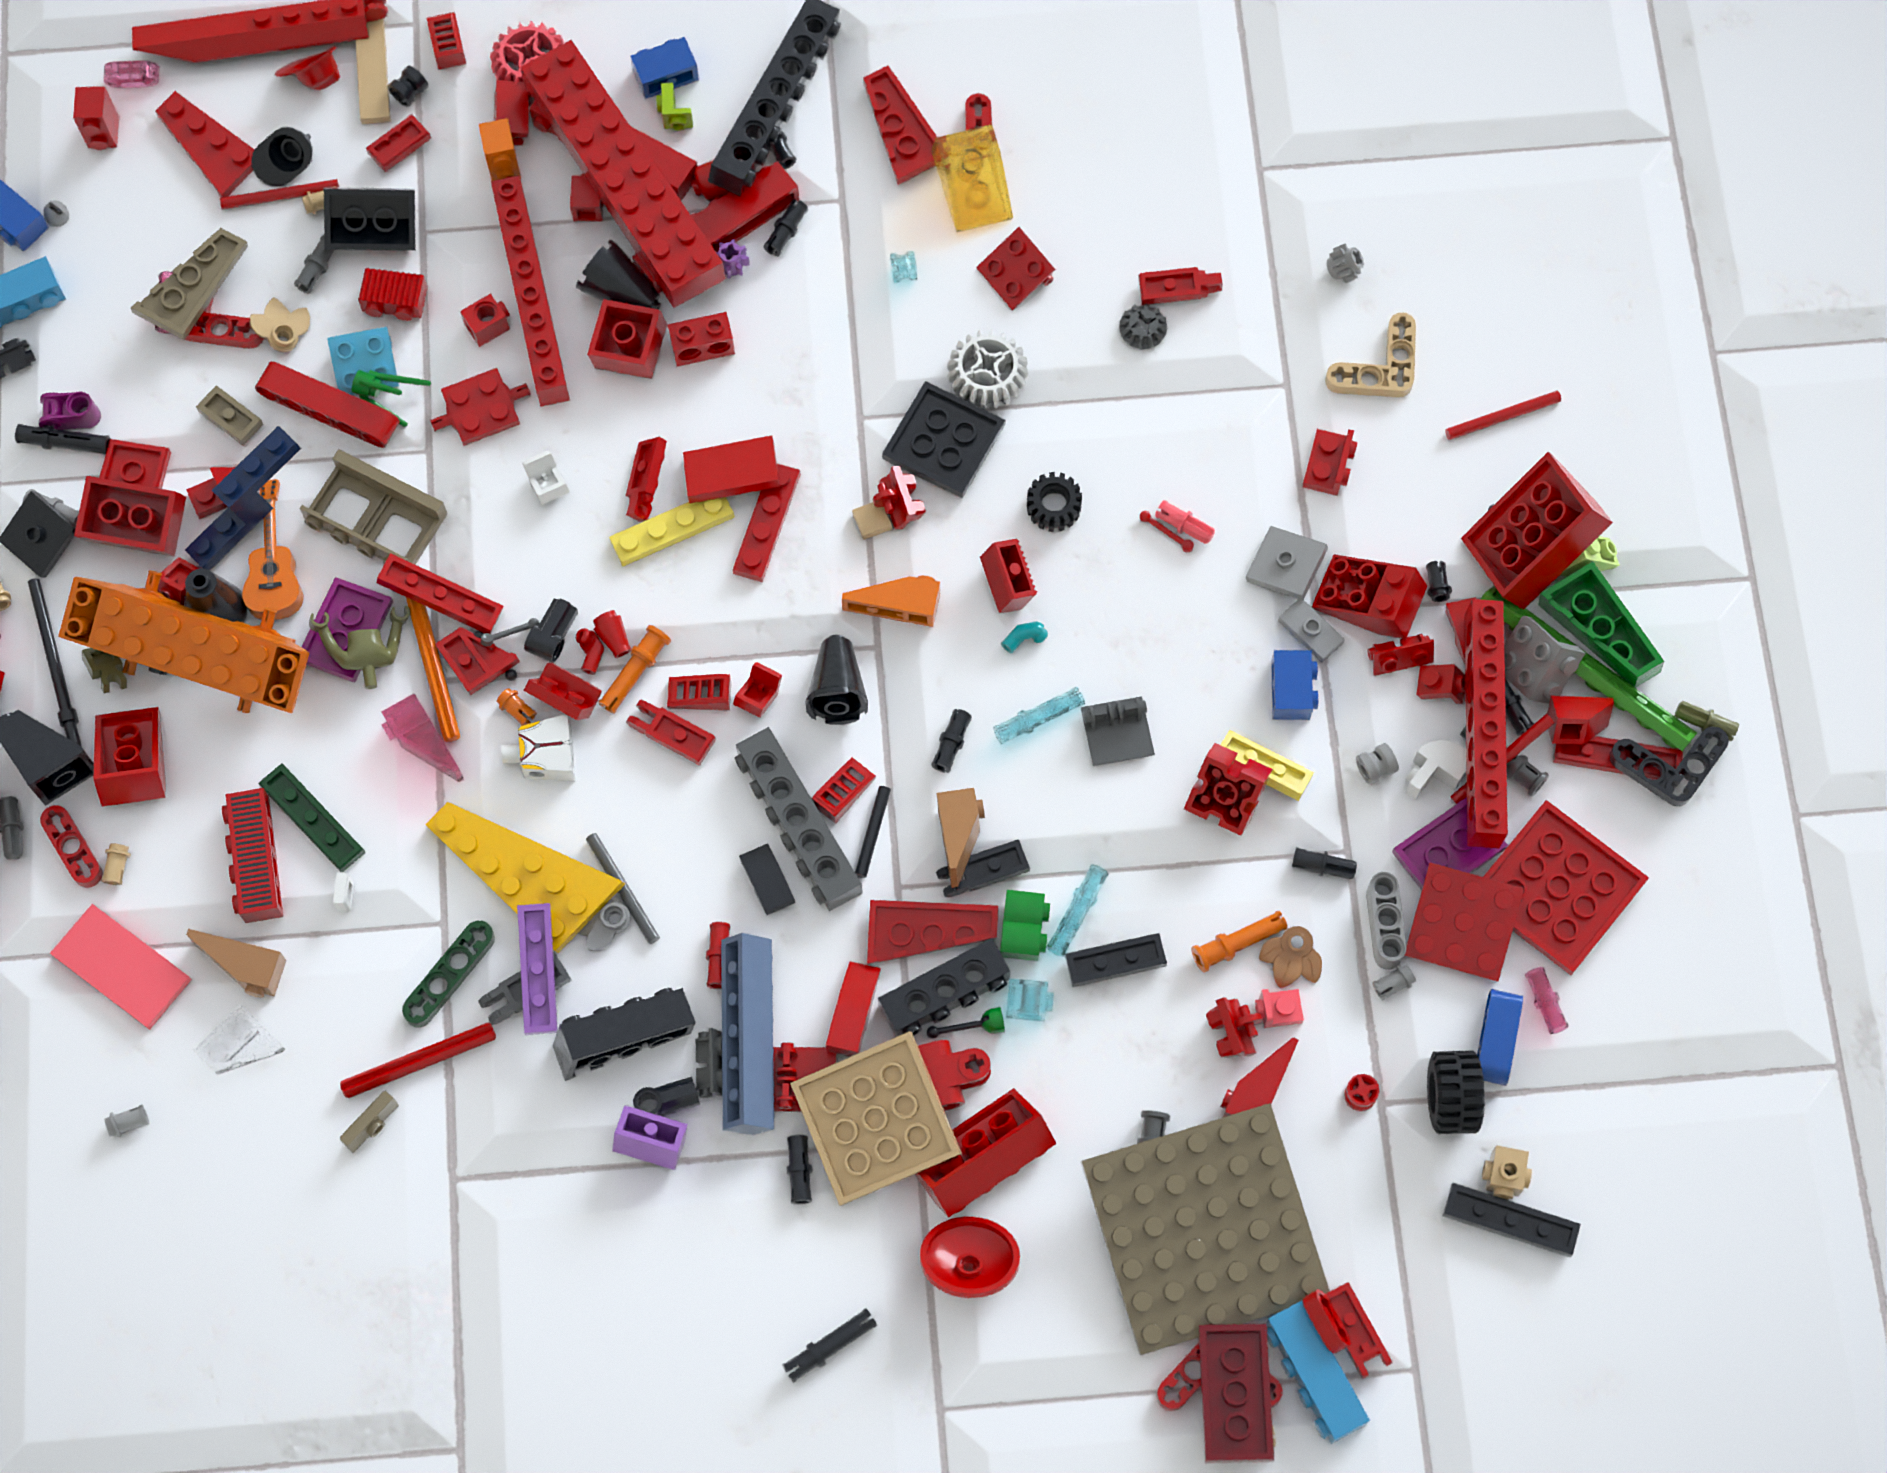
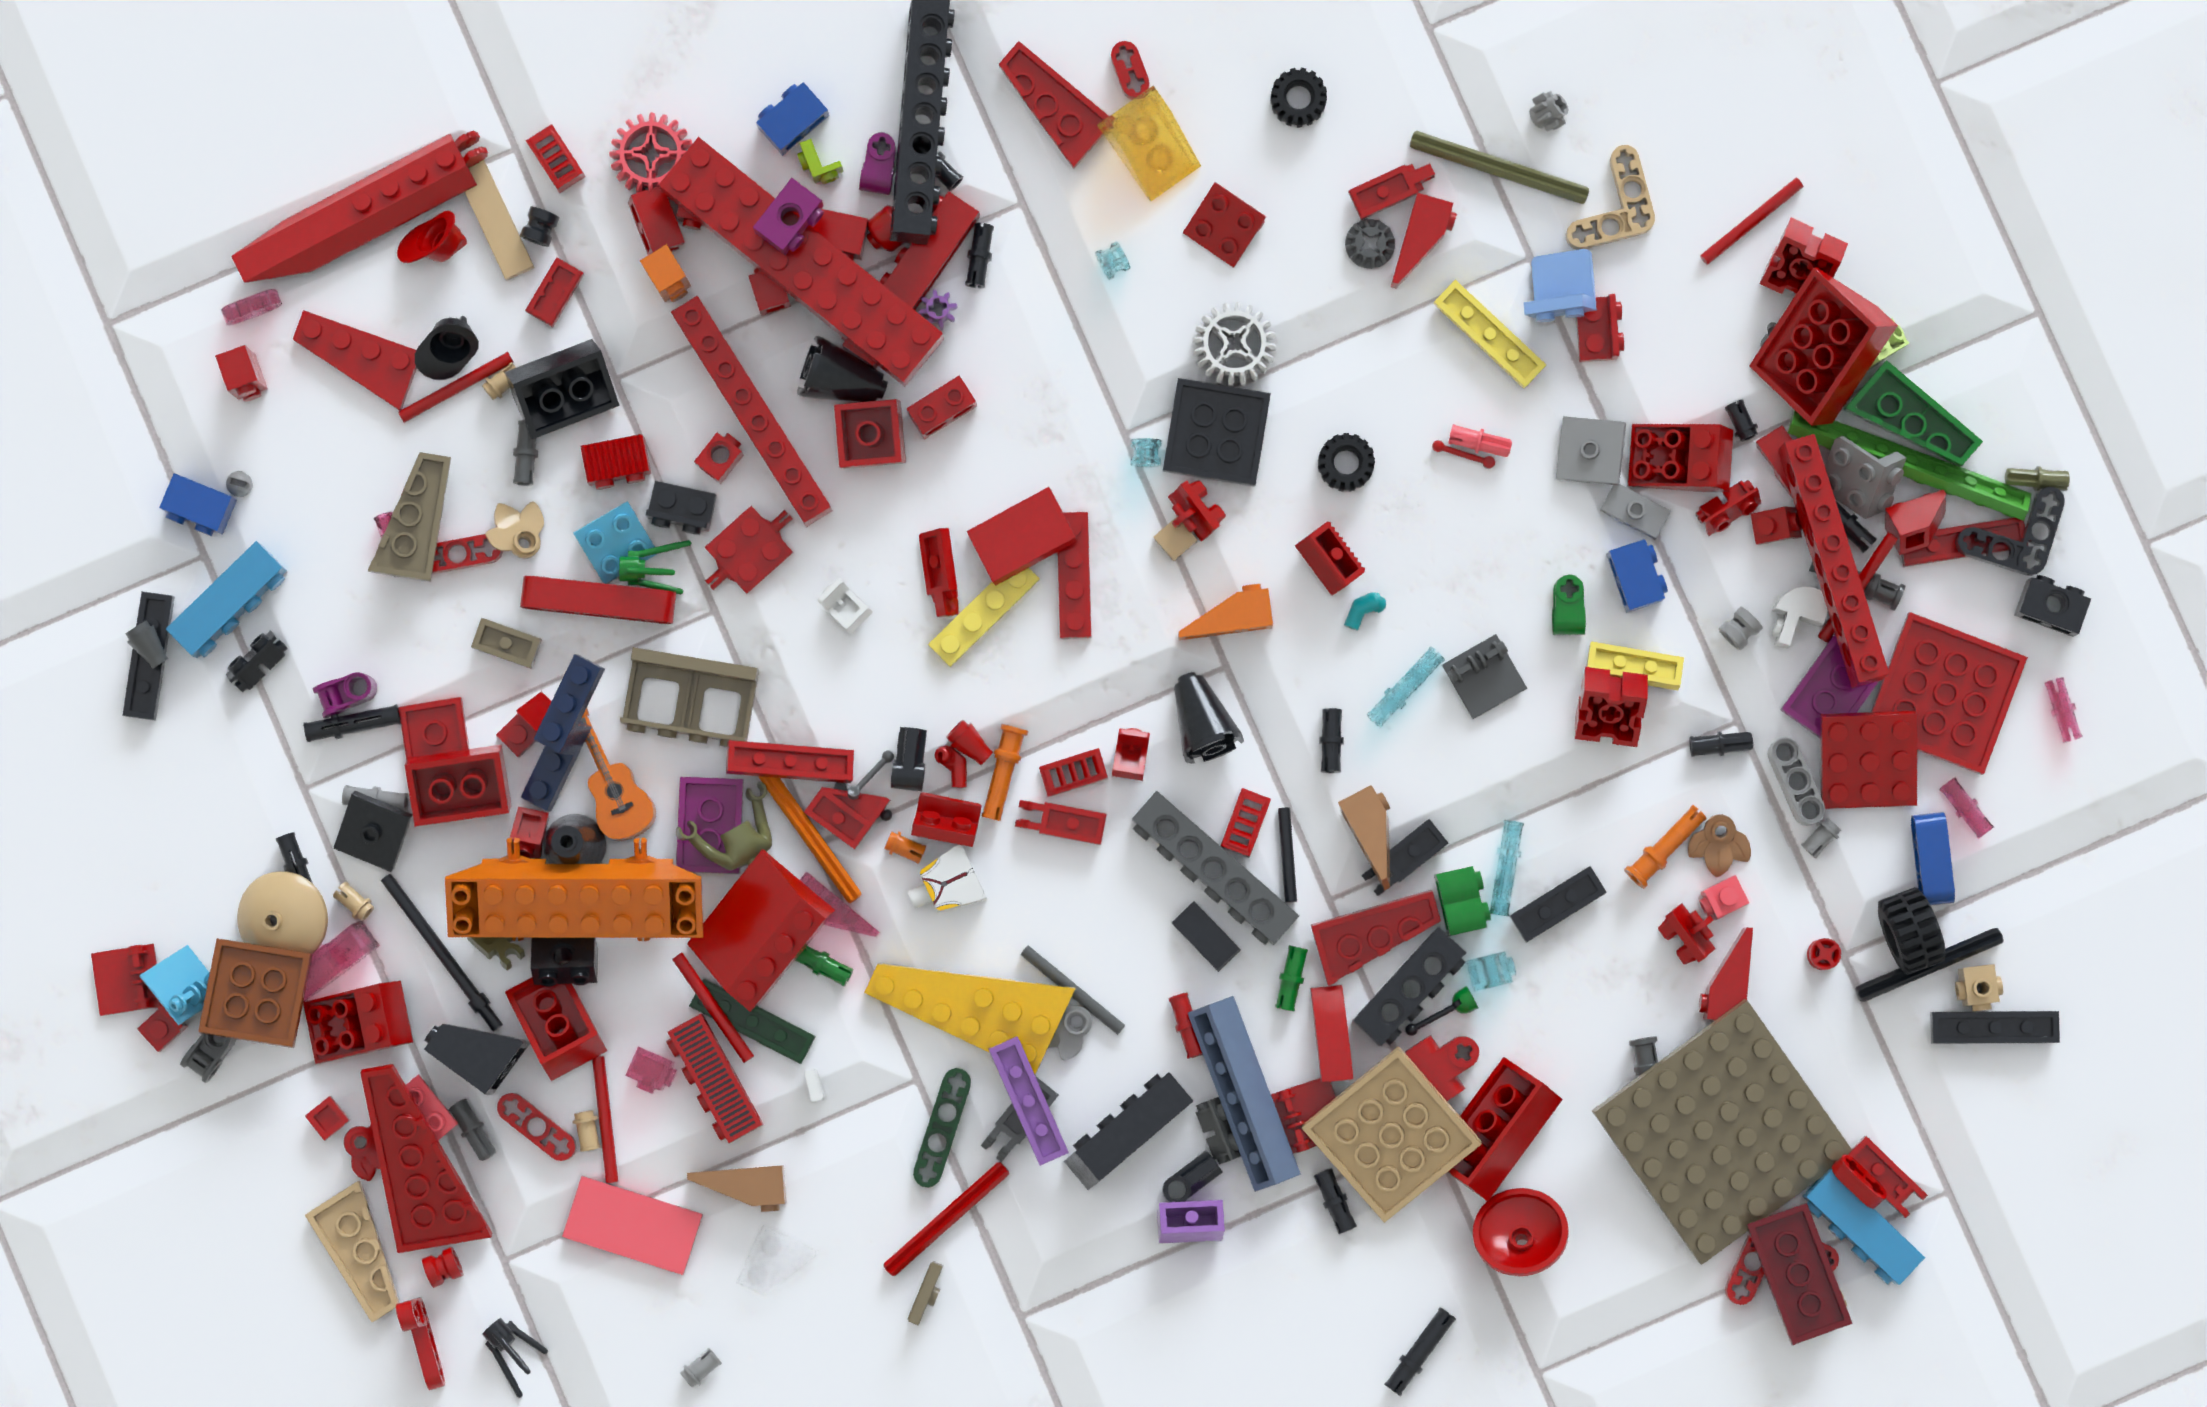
camera: 20 degrees left, 15 degrees up
(137, 861) = (605, 1120): none -> red bar
(160, 700) = (549, 952): none -> black brick
(197, 827) = (651, 1070): none -> clear pink brick
(278, 790) = (713, 1007): none -> red bar
(350, 733) = (759, 930): none -> red slope
(396, 784) = (825, 965): none -> green pin
(434, 352) = (681, 507): none -> black bracket
(626, 105) = (791, 198): none -> magenta brick
(721, 123) = (878, 169): none -> magenta piece
(834, 944) = (1291, 978): none -> green pin
(872, 435) = (1145, 452): none -> clear light blue wheel
(1125, 171) = (1304, 79): none -> black tyre
(1194, 331) = (1425, 230): none -> red slope
(1218, 694) = (1568, 613): none -> green piece
(1226, 434) = (1489, 334): none -> light yellow plate
(1284, 299) = (1499, 167): none -> olive axle
(1306, 411) = (1562, 286): none -> light blue bracket
(1485, 1137) = (1953, 955): none -> black axle
(1536, 439) = (1797, 256): none -> red brick
(1670, 939) = (2063, 709): none -> clear pink pin
(1693, 856) = (2033, 605): none -> black brick

